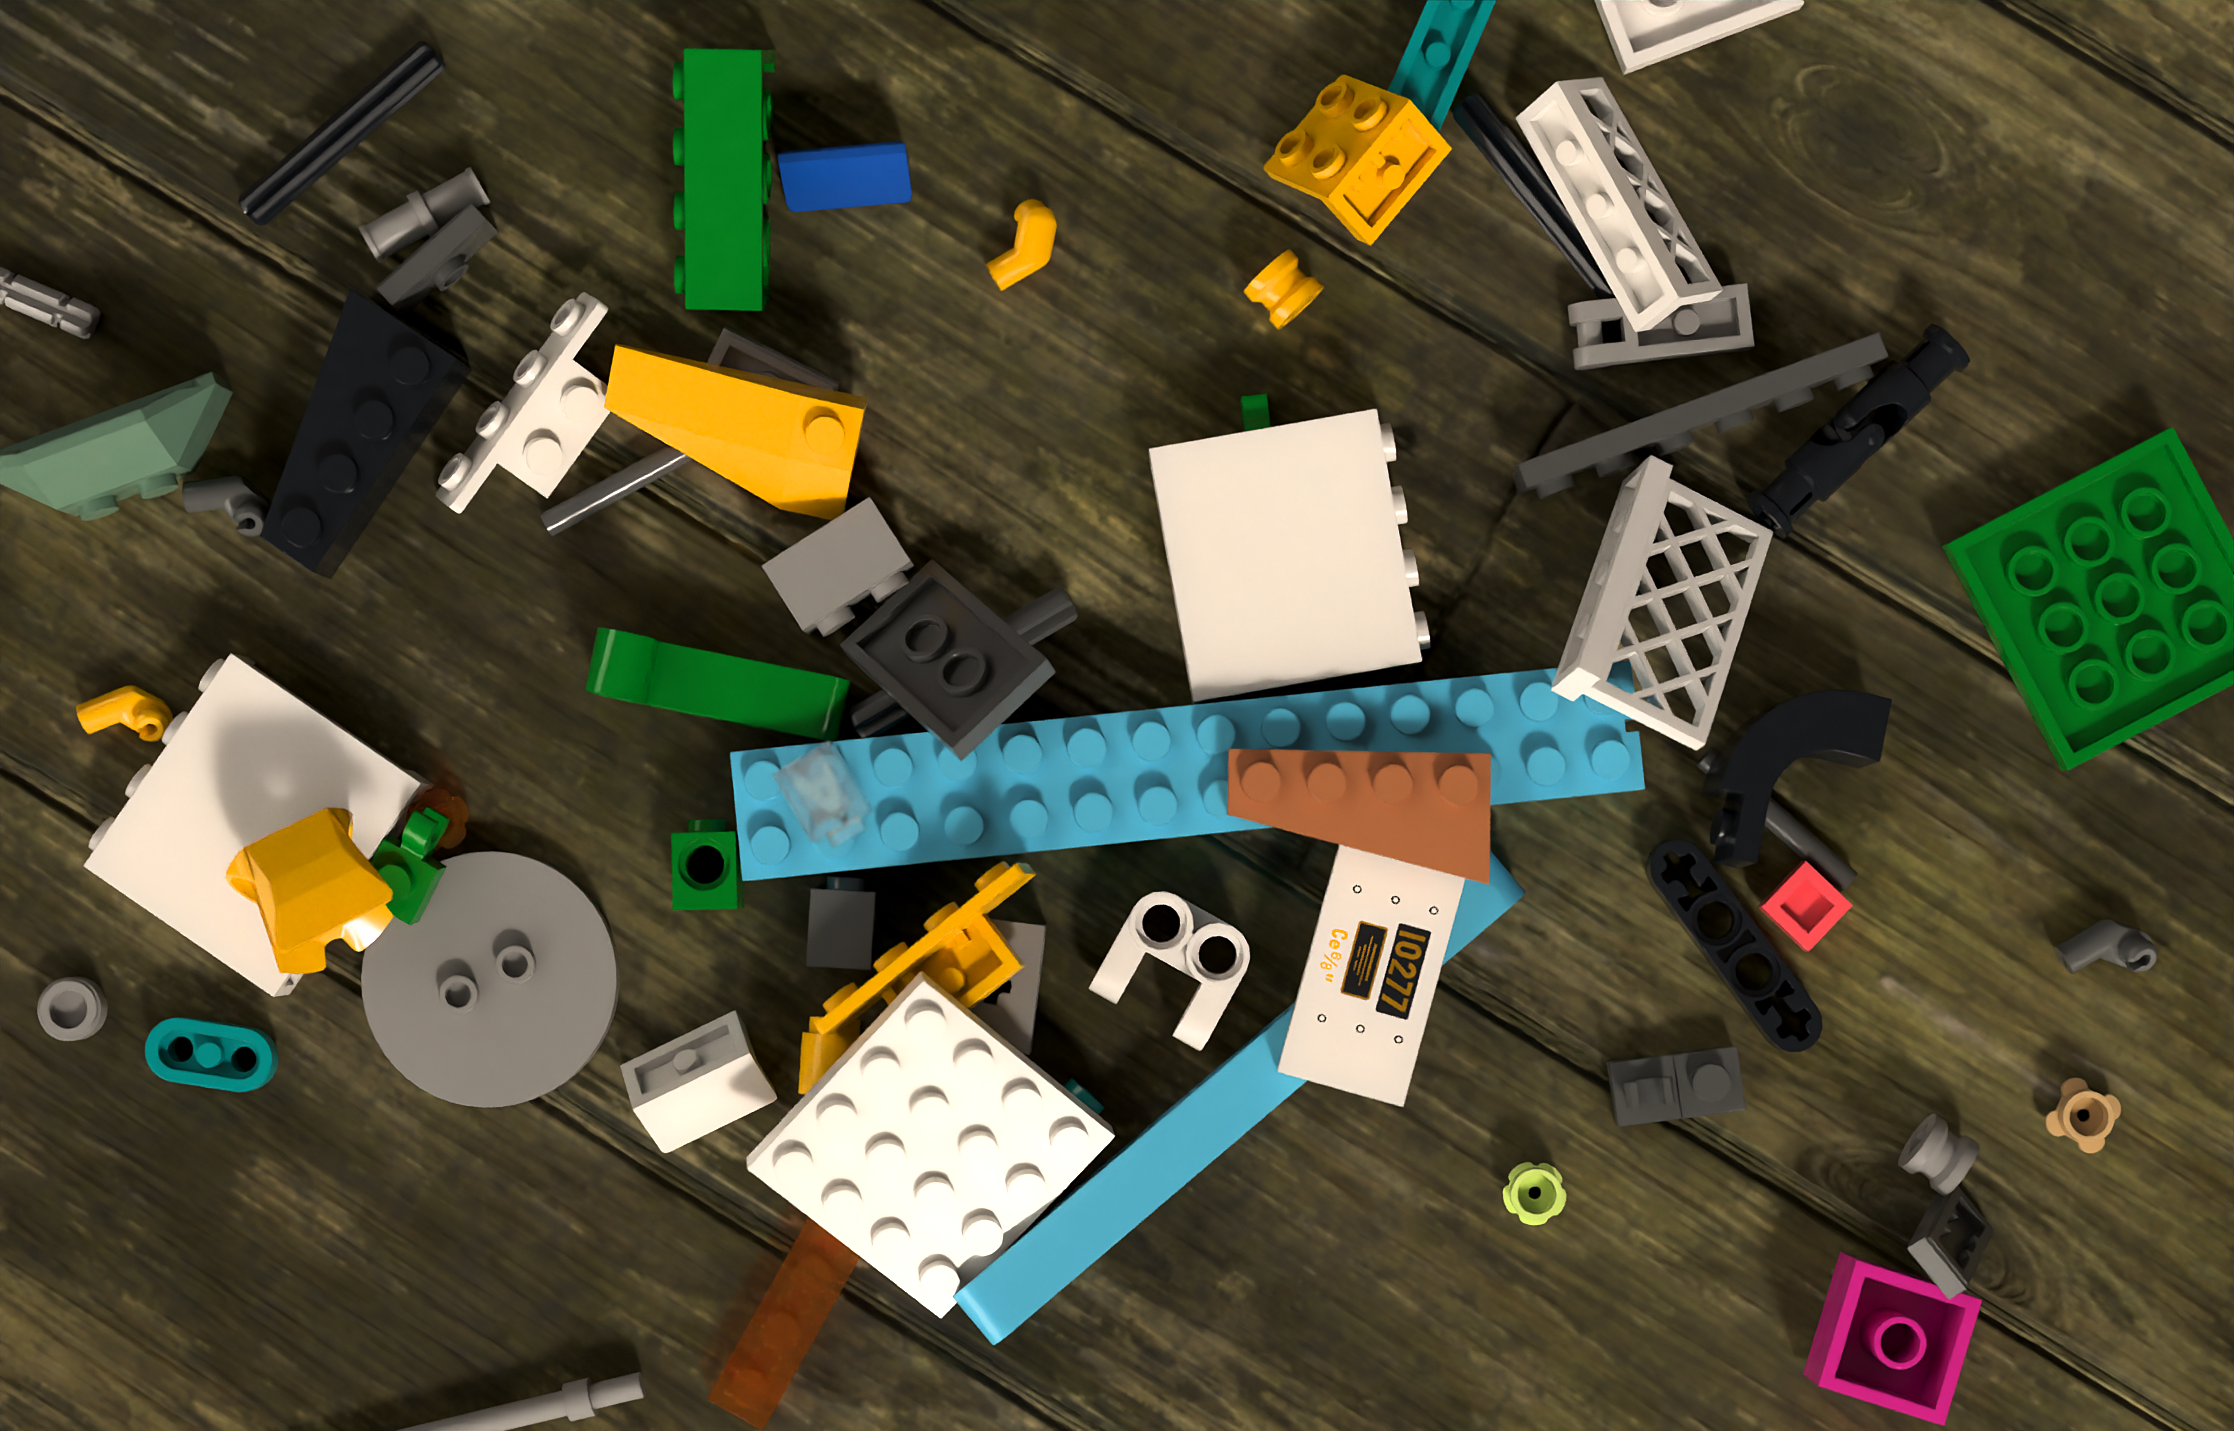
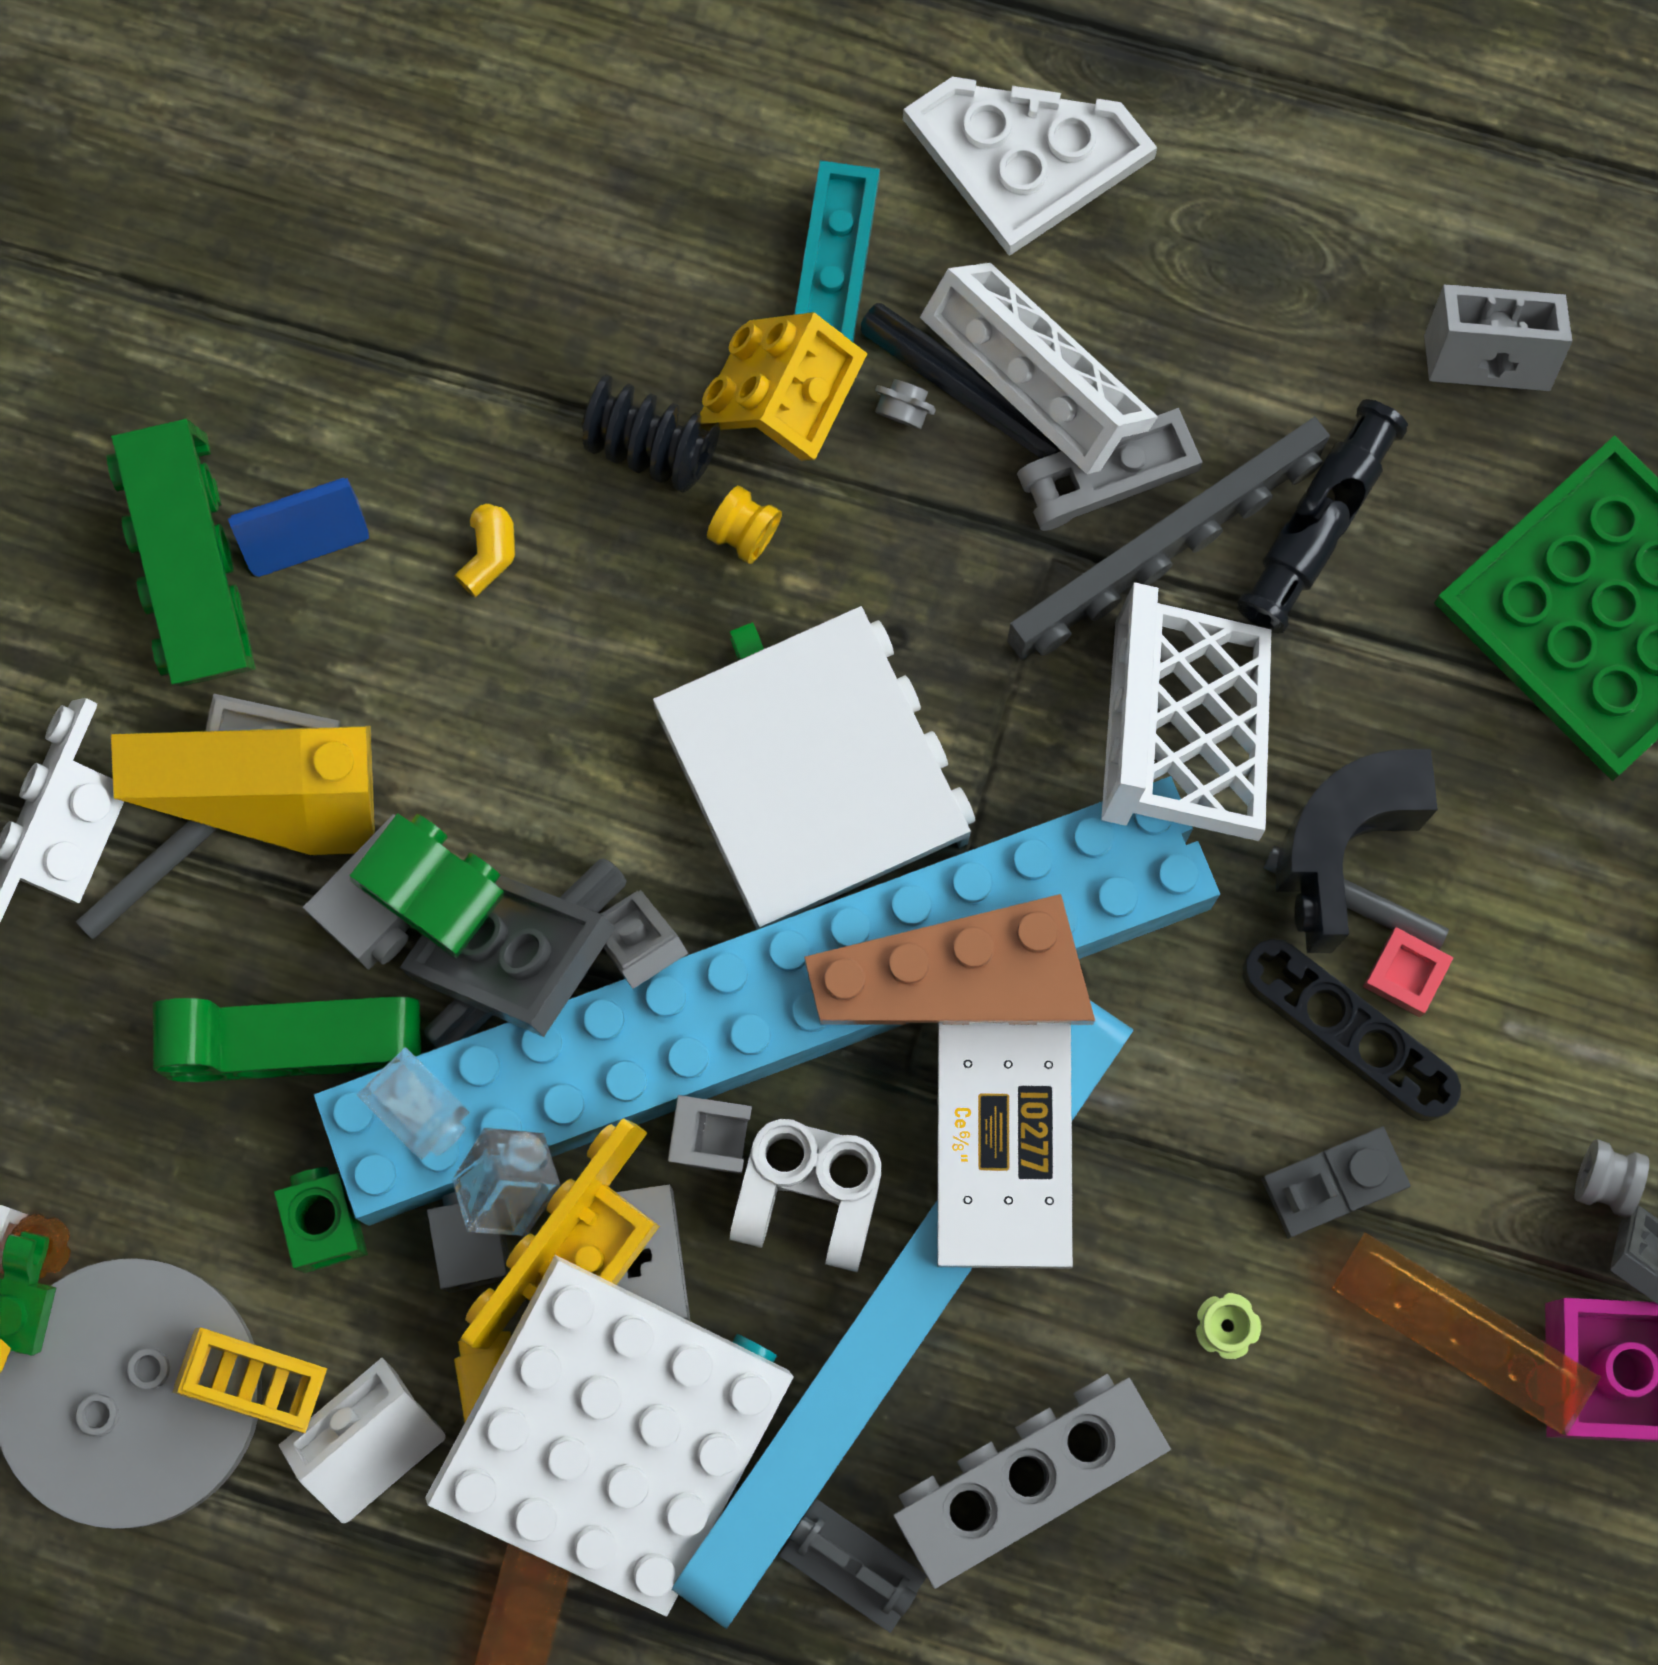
camera: 20 degrees left, 10 degrees down
(559, 972) = (195, 1360): none -> yellow slope
(887, 579) = (427, 883): none -> green brick
(891, 887) = (505, 1182): none -> clear brick
(1079, 687) = (642, 939): none -> light grey plate
(1095, 888) = (709, 1134): none -> light grey window
(1125, 1319) = (853, 1565): none -> dark grey hinge
(1211, 173) = (646, 437): none -> black piece
(1407, 1283) = (1127, 1444): none -> light grey brick
(1475, 206) = (904, 403): none -> light grey plate
(1754, 1264) = (1466, 1333): none -> clear orange plate
(2087, 296) = (1497, 337): none -> light grey brick

